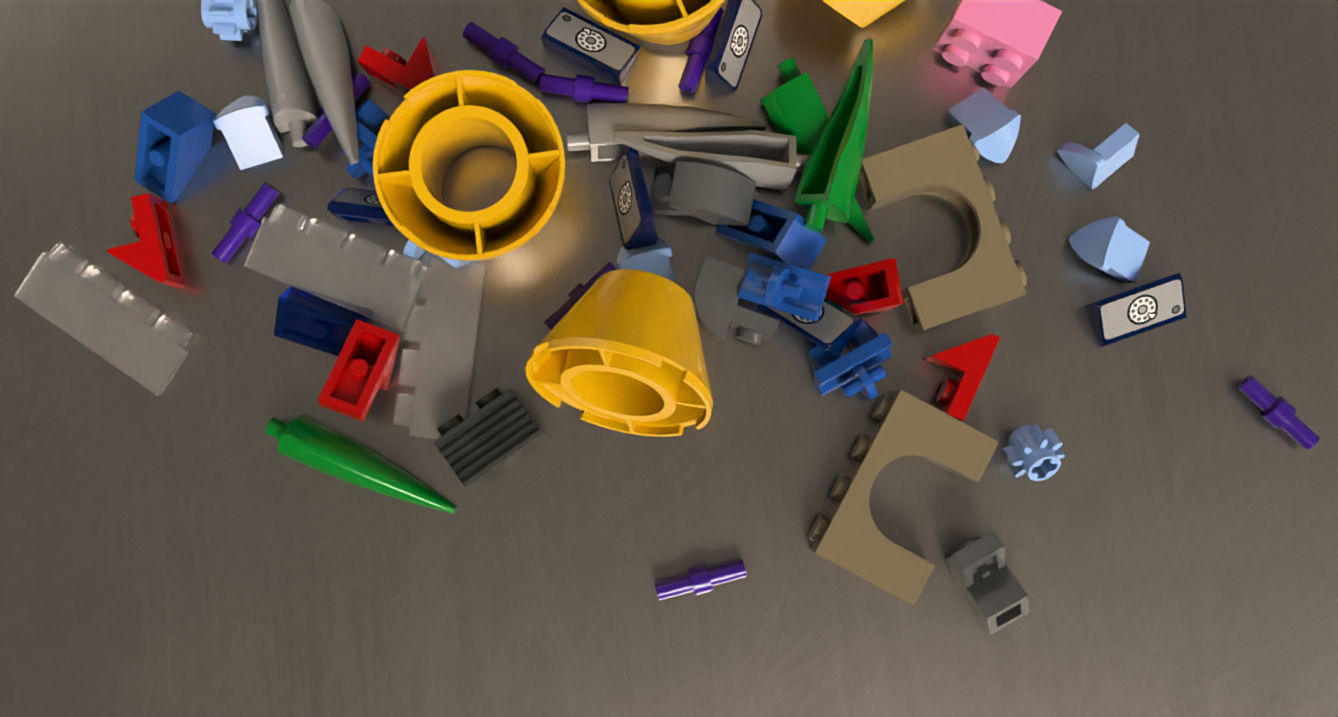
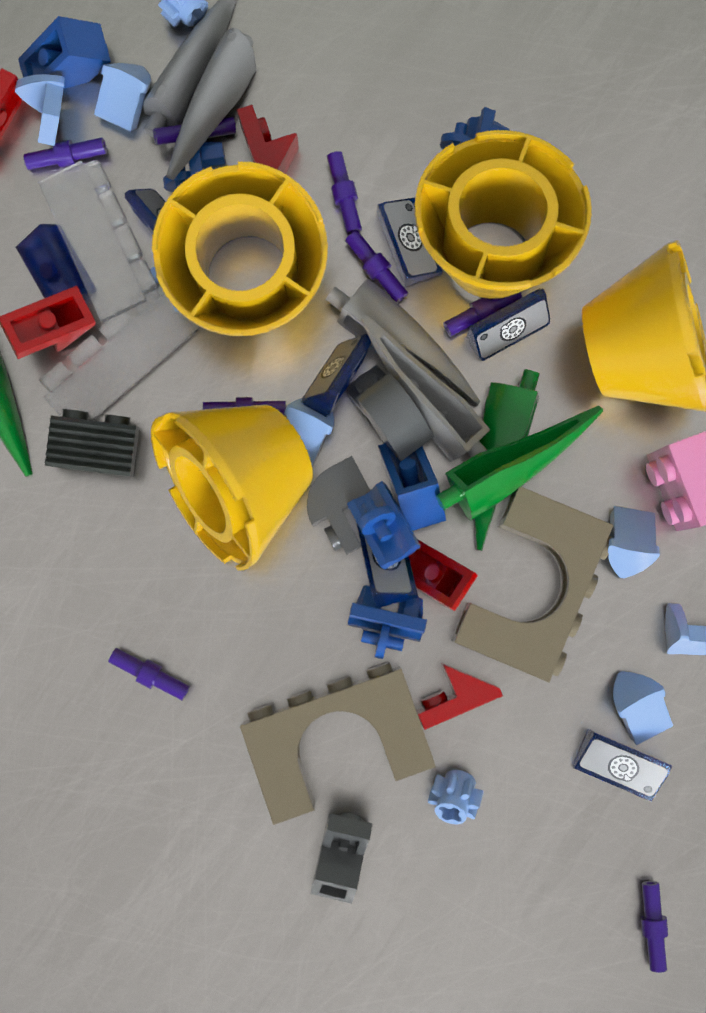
camera: 40 degrees right, 0 degrees up
(188, 188) = (45, 95): none -> light blue tile

